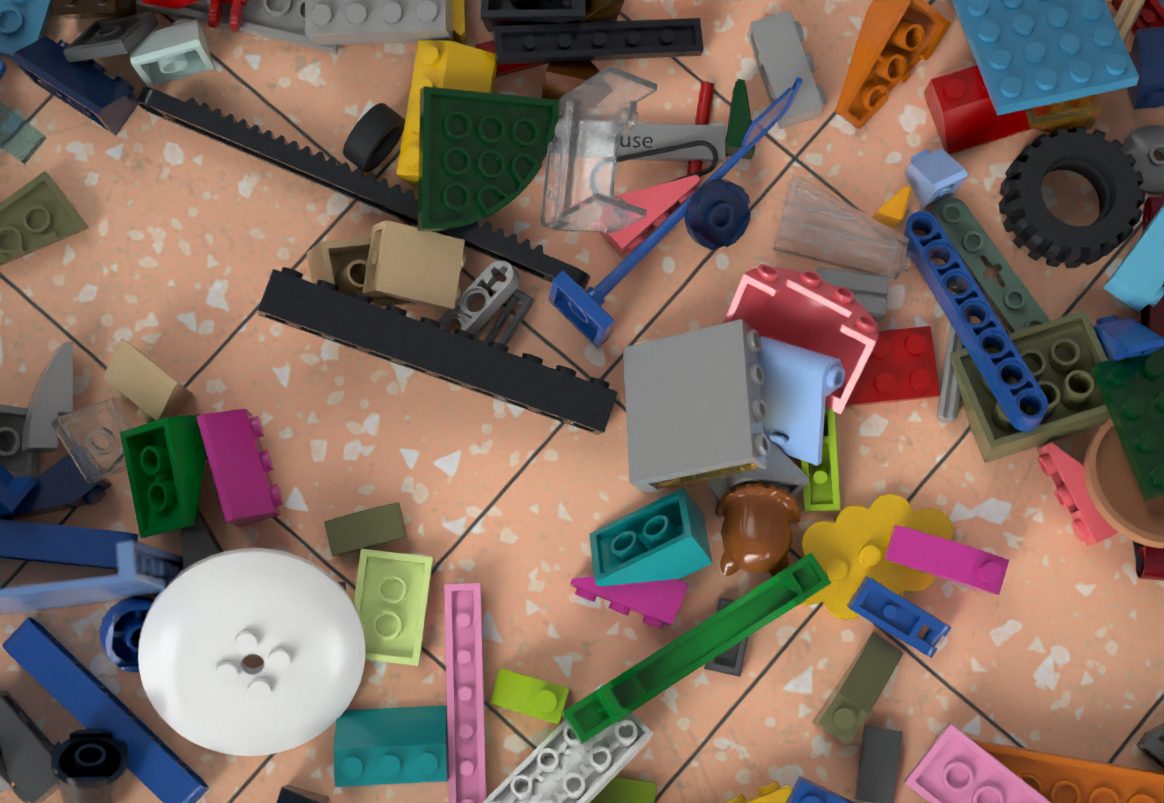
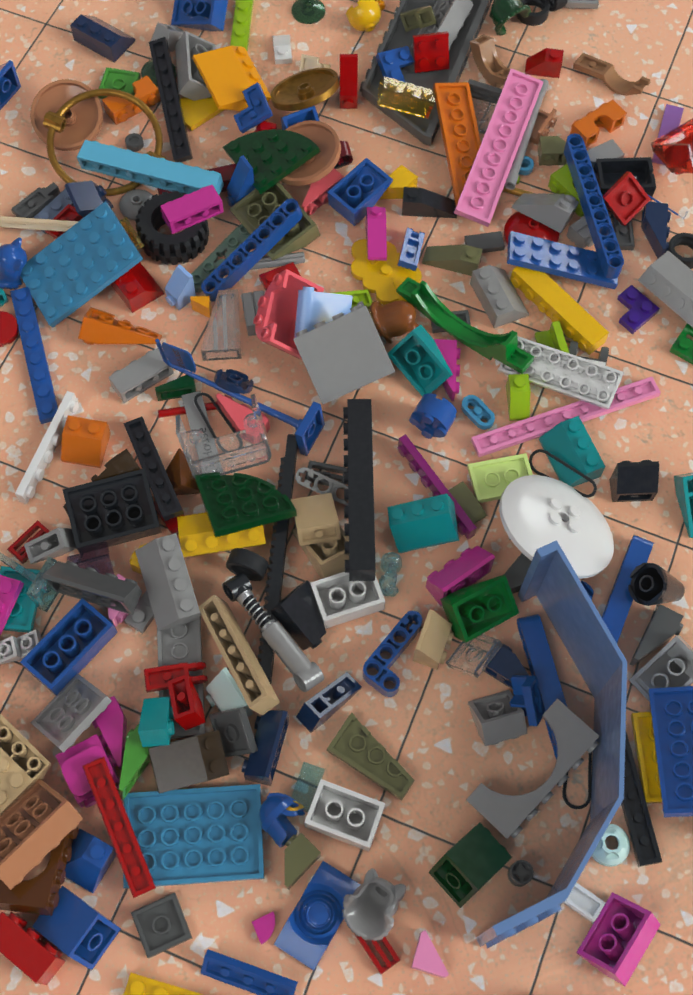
camera: 110 degrees left, 15 degrees down
(49, 400) = (461, 692): light grey slope -> none
(116, 198) = (327, 701): none -> dark blue slope
(158, 324) = (395, 649): none -> blue beam
(159, 162) = (305, 673): none -> piece
(222, 74) = (238, 655): none -> tan brick
(254, 252) = (345, 599): none -> white brick
(260, 193) = (301, 616): none -> black slope
(299, 366) = (391, 564): none -> clear light blue arm
(344, 439) = (423, 523): none -> teal slope
(355, 727) = (565, 464): none -> black piece
(426, 483) = (431, 480): none -> magenta plate
(527, 613) = (478, 413): none -> dark azure plate
(534, 526) = (433, 416): none -> blue brick
(752, 746) = (497, 295): none -> light grey slope
(995, 686) = (426, 204): none -> black slope
(1054, 561) = (358, 191): none -> blue slope
(1056, 646) = (401, 178): none -> yellow slope
(1080, 226) = (192, 208): none -> dark pink brick

